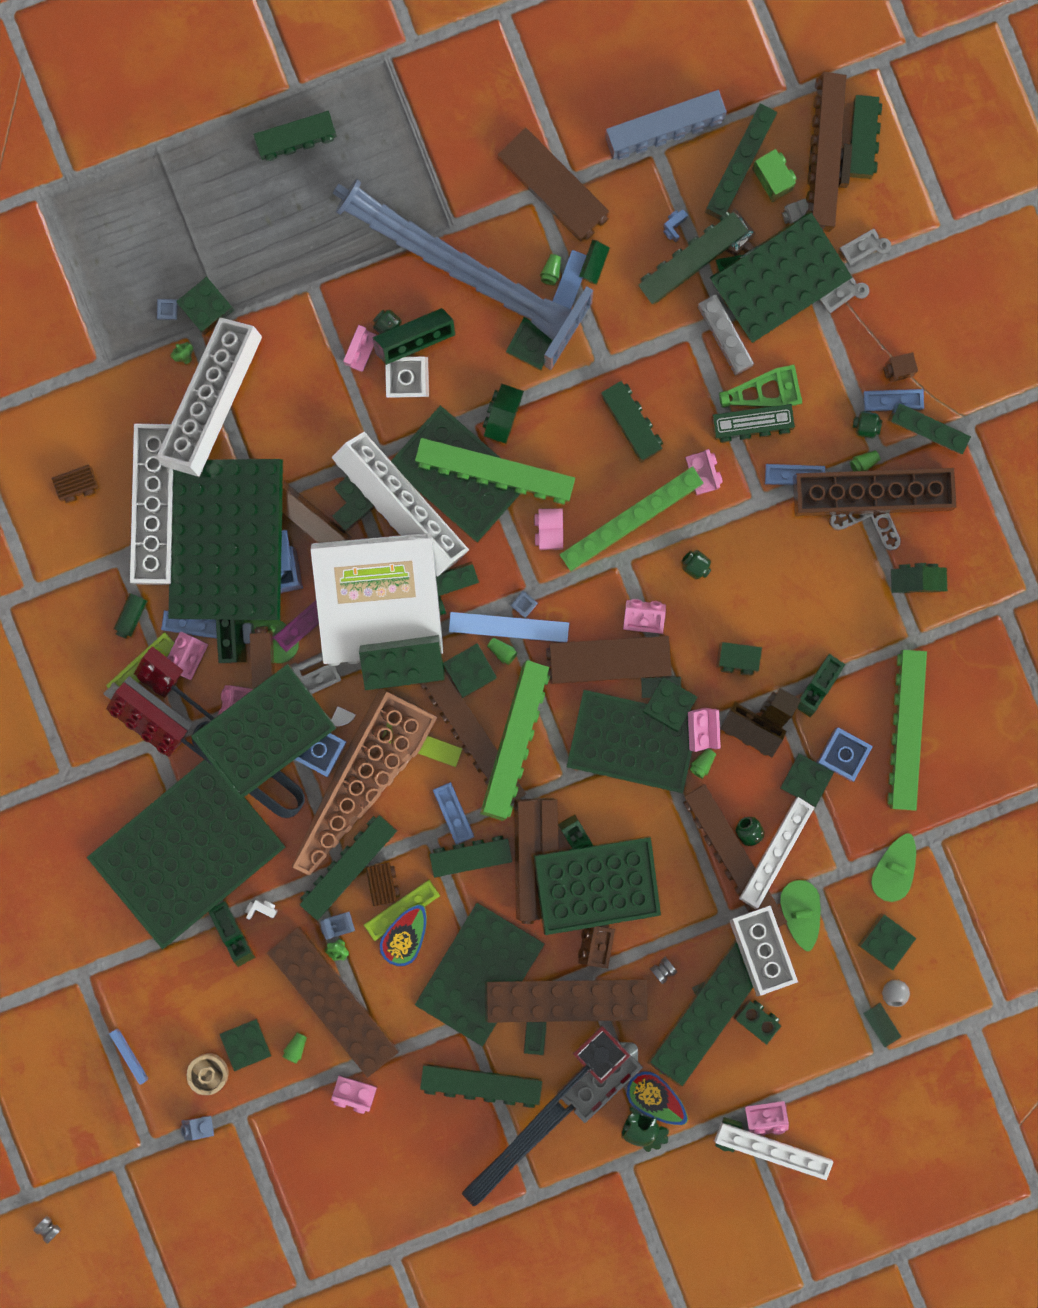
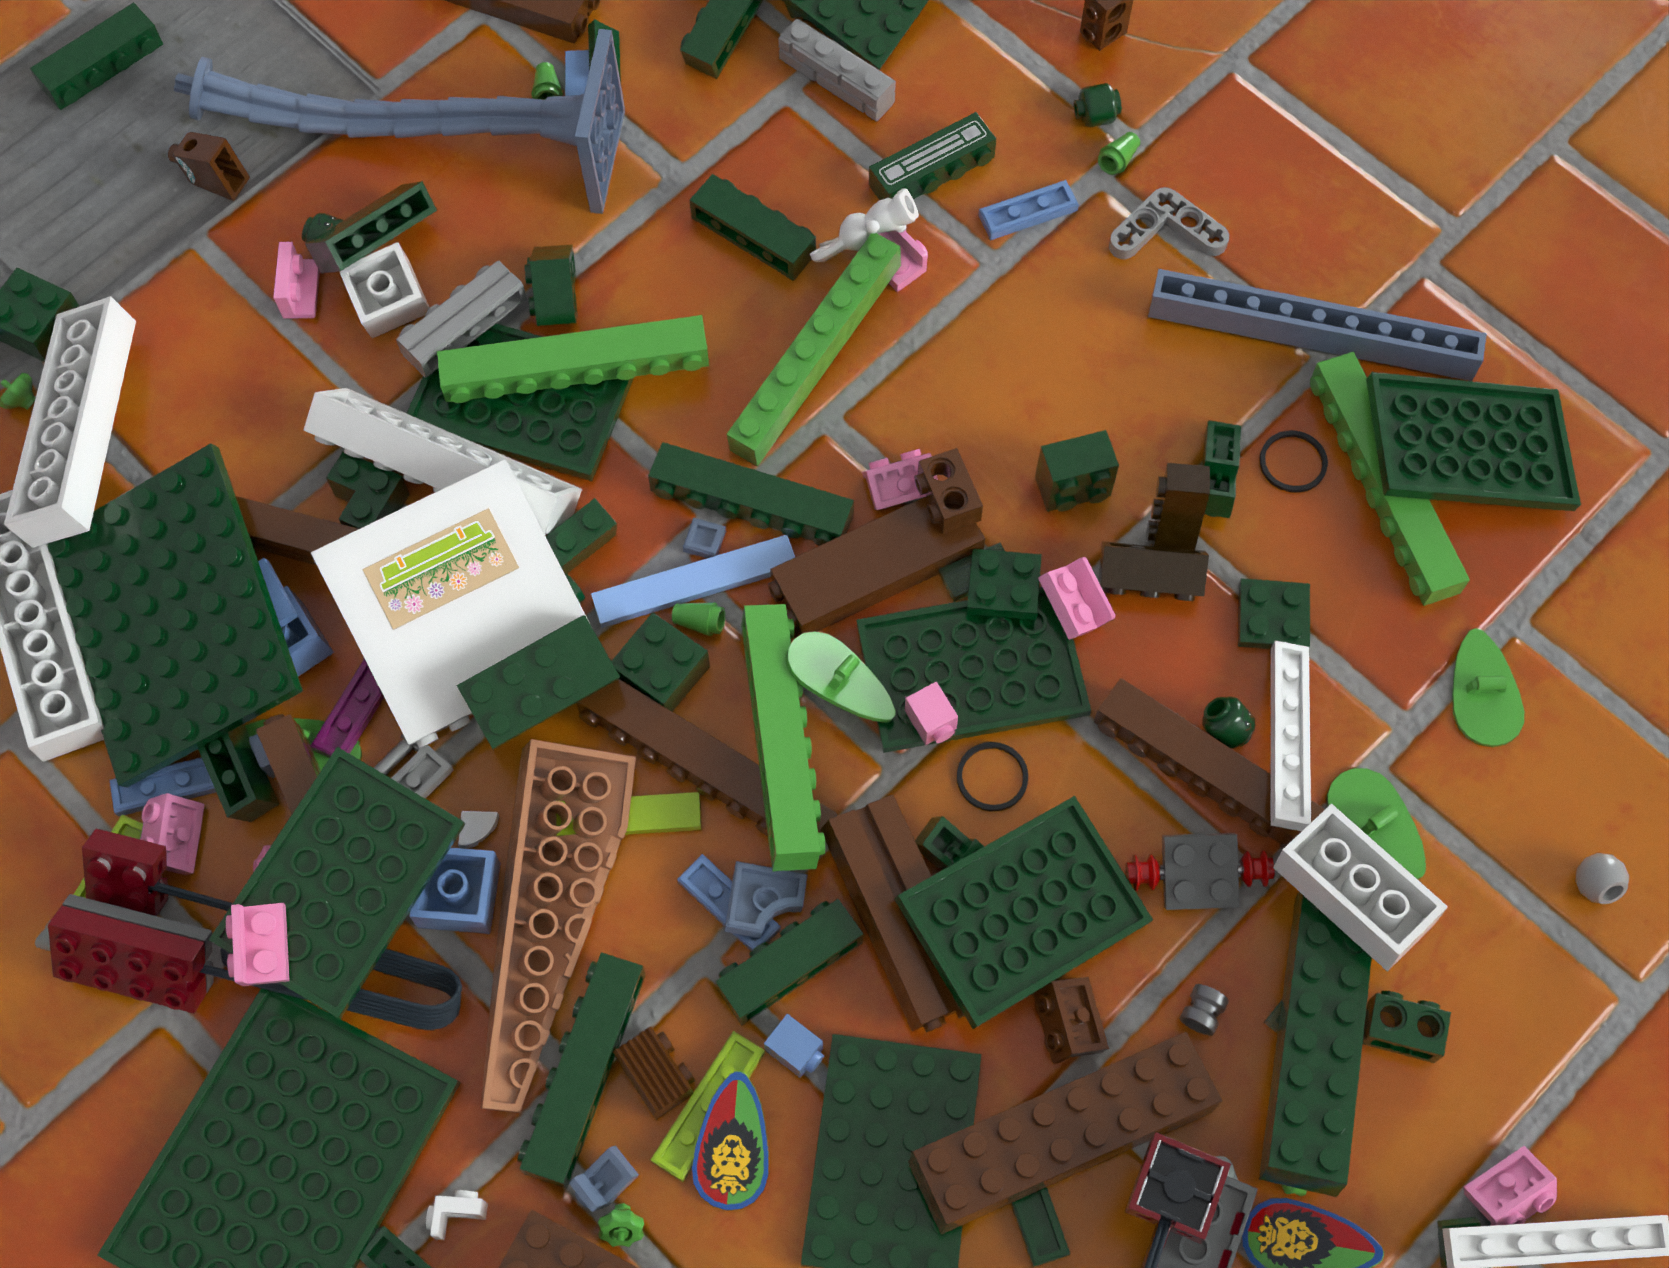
camera: 20 degrees left, 20 degrees down
(130, 615) = (51, 809): dark green brick -> none
(215, 750) = (258, 944): none -> bright pink bracket
(335, 245) = (210, 164): none -> reddish brown torso
(442, 417) = (461, 317): none -> light grey brick
(455, 901) = (795, 1046): none -> medium blue brick
(468, 819) = (761, 895): none -> sand blue tile
(529, 344) = (555, 186): dark green plate -> none
(550, 529) = (697, 415): bright pink brick -> none
(558, 591) = (749, 495): none -> dark green brick
(559, 720) = (838, 676): none -> shield
(597, 763) = (931, 714): none -> bright pink brick
(599, 808) = (993, 745): none -> black piece
(668, 643) = (956, 489): none -> reddish brown brick
(689, 459) = (882, 217): none -> white animal
(696, 564) = (944, 375): dark green head -> none
(696, 901) = (1200, 871): none -> dark grey plate
(703, 763) = (1099, 656): bright green cone -> none
(787, 385) = (953, 97): bright green plate -> none
(844, 754) = (1313, 545): medium blue brick -> none
(847, 701) = (1291, 433): none -> black piece
(874, 492) = (1155, 175): reddish brown brick -> none
(882, 1025) = (1607, 944): clear green tile -> none
(887, 399) = (1119, 65): medium blue tile -> none
(887, 941) = (1540, 802): dark green brick -> none
(916, 624) = (1317, 325): none -> sand blue brick
(921, 578) = (1285, 259): dark green brick -> none
(929, 428) = (1188, 72): dark green brick -> none
(962, 733) = (1472, 442): none -> dark green plate

